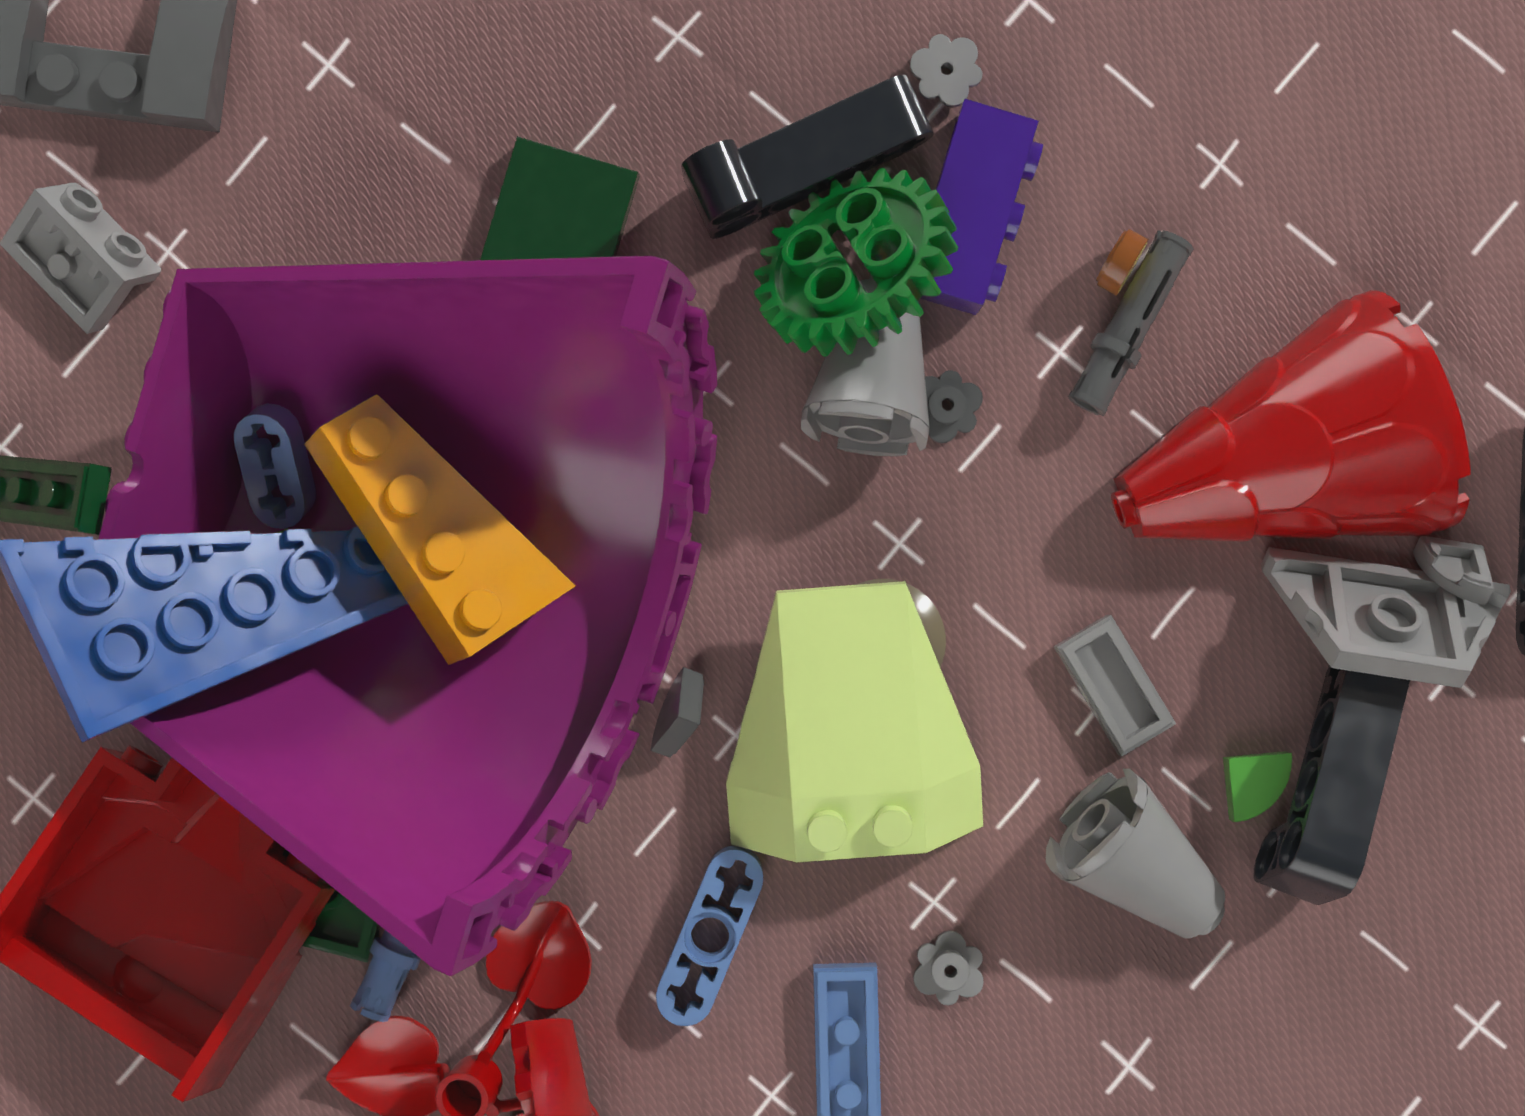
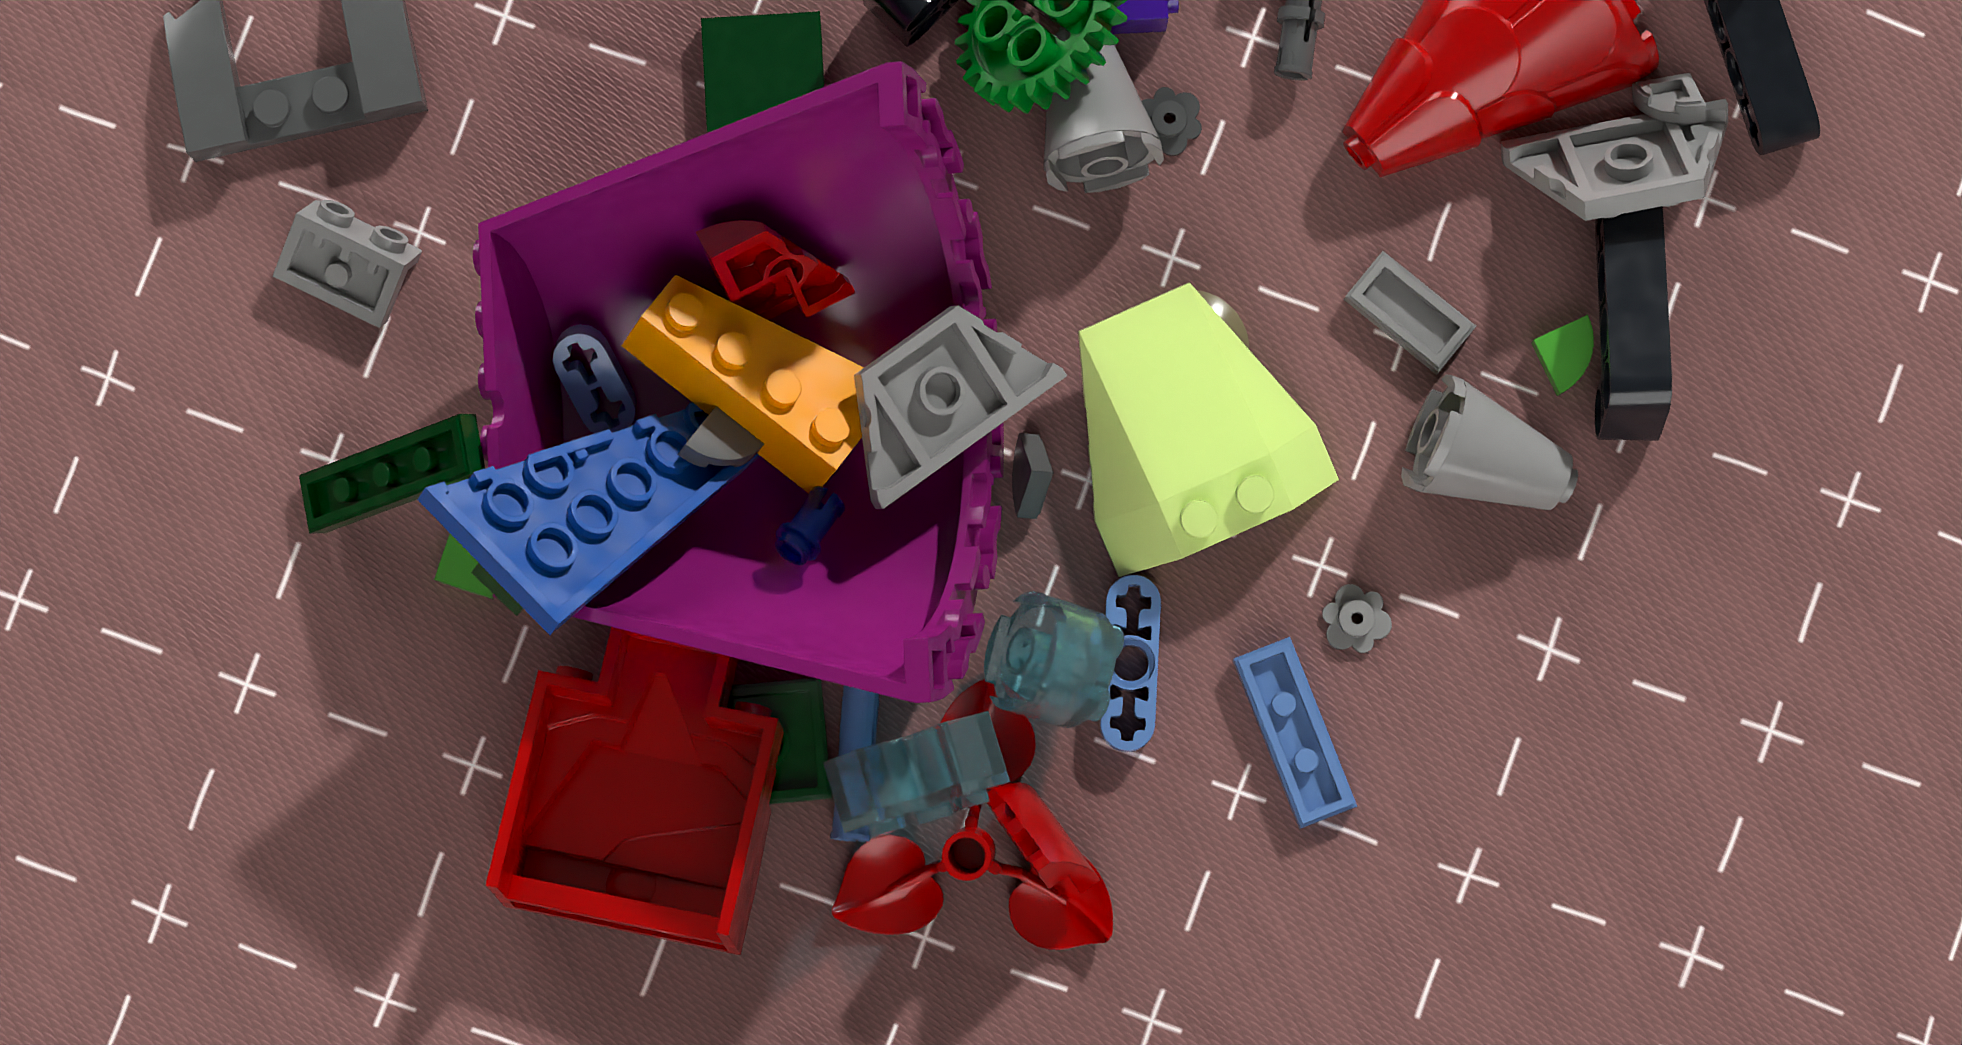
camera: 20 degrees left, 5 degrees down
(366, 581) = (720, 442): none -> dark grey tile
(428, 698) = (800, 537): none -> clear blue pin
(474, 424) = (769, 271): none -> red slope
(484, 1001) = (917, 776): none -> clear light blue brick
(607, 616) = (940, 397): none -> light grey wing
(629, 917) = (1053, 660): none -> clear light blue brick

